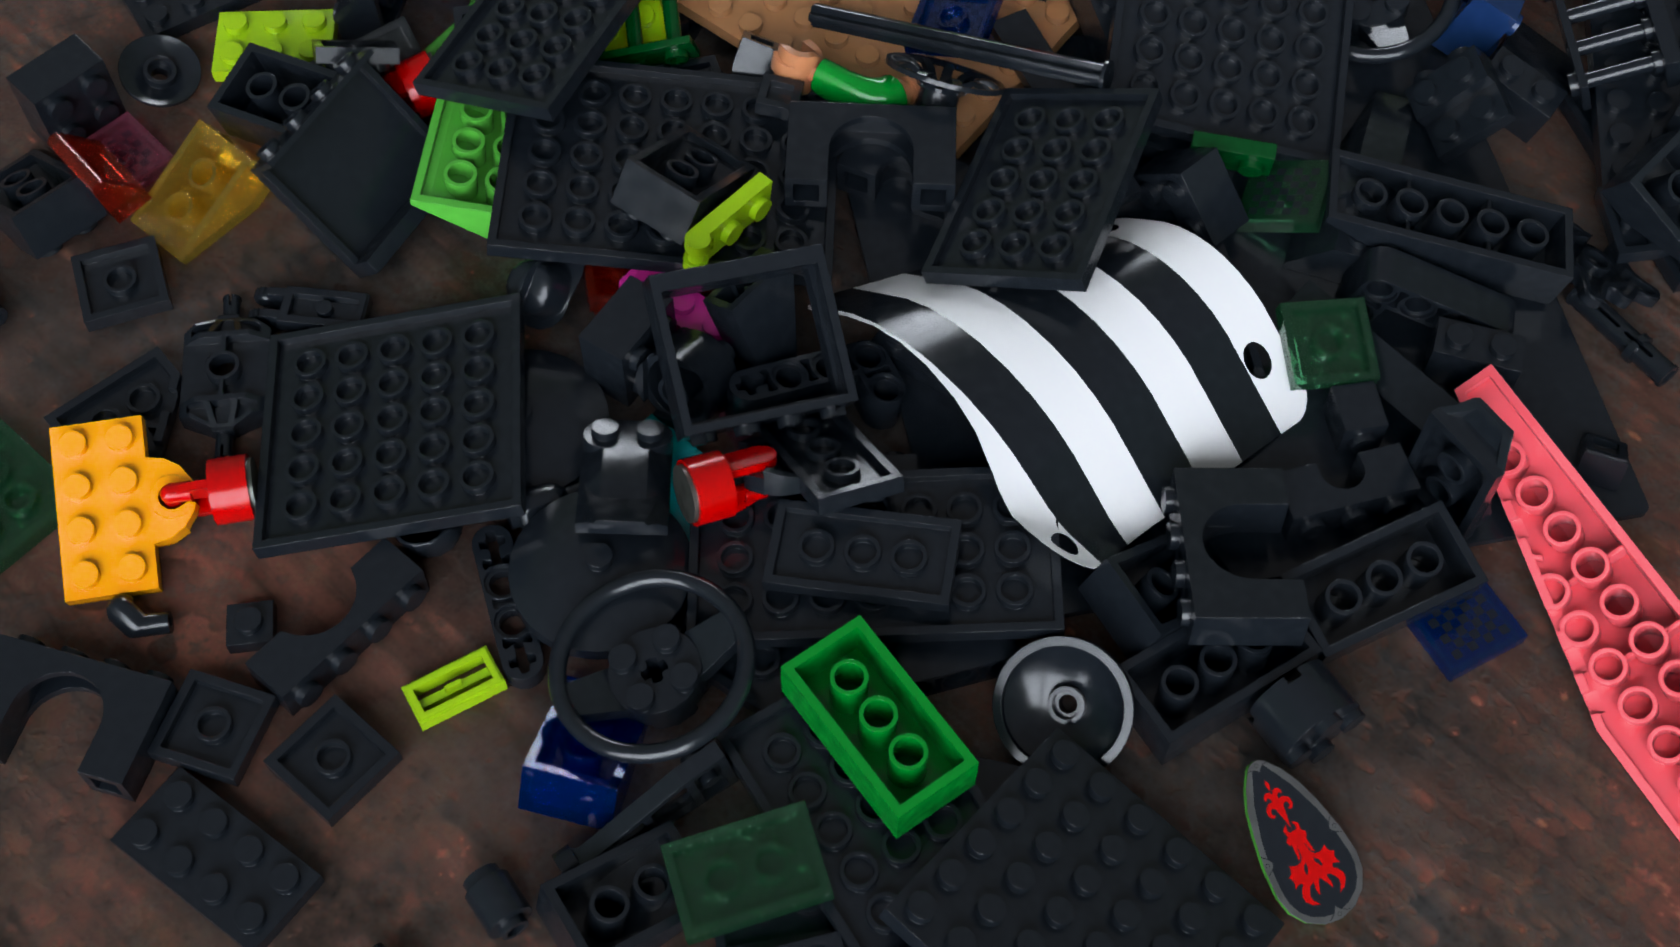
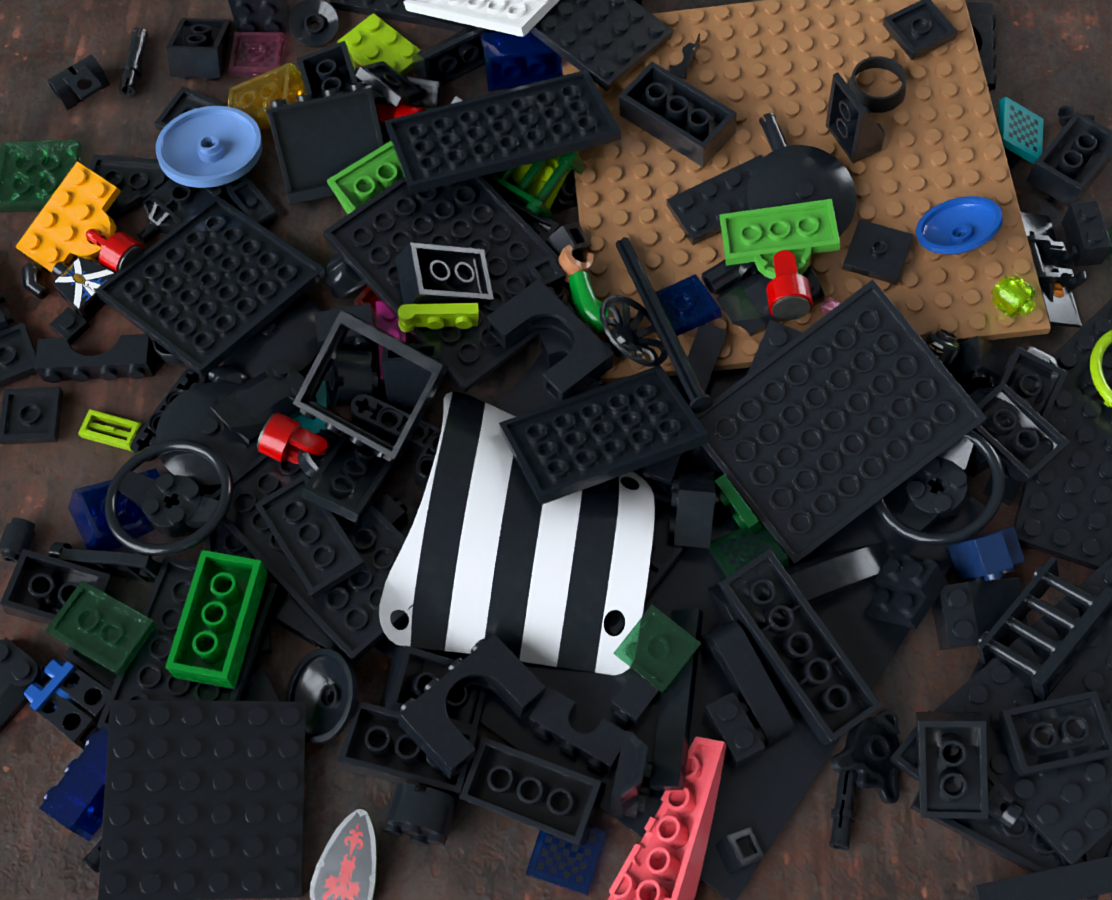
camera: 50 degrees right, 5 degrees up
(101, 174) = (235, 55): clear red tile -> none
(204, 284) = (209, 146): none -> medium blue dish
(217, 565) = (77, 285): none -> torso

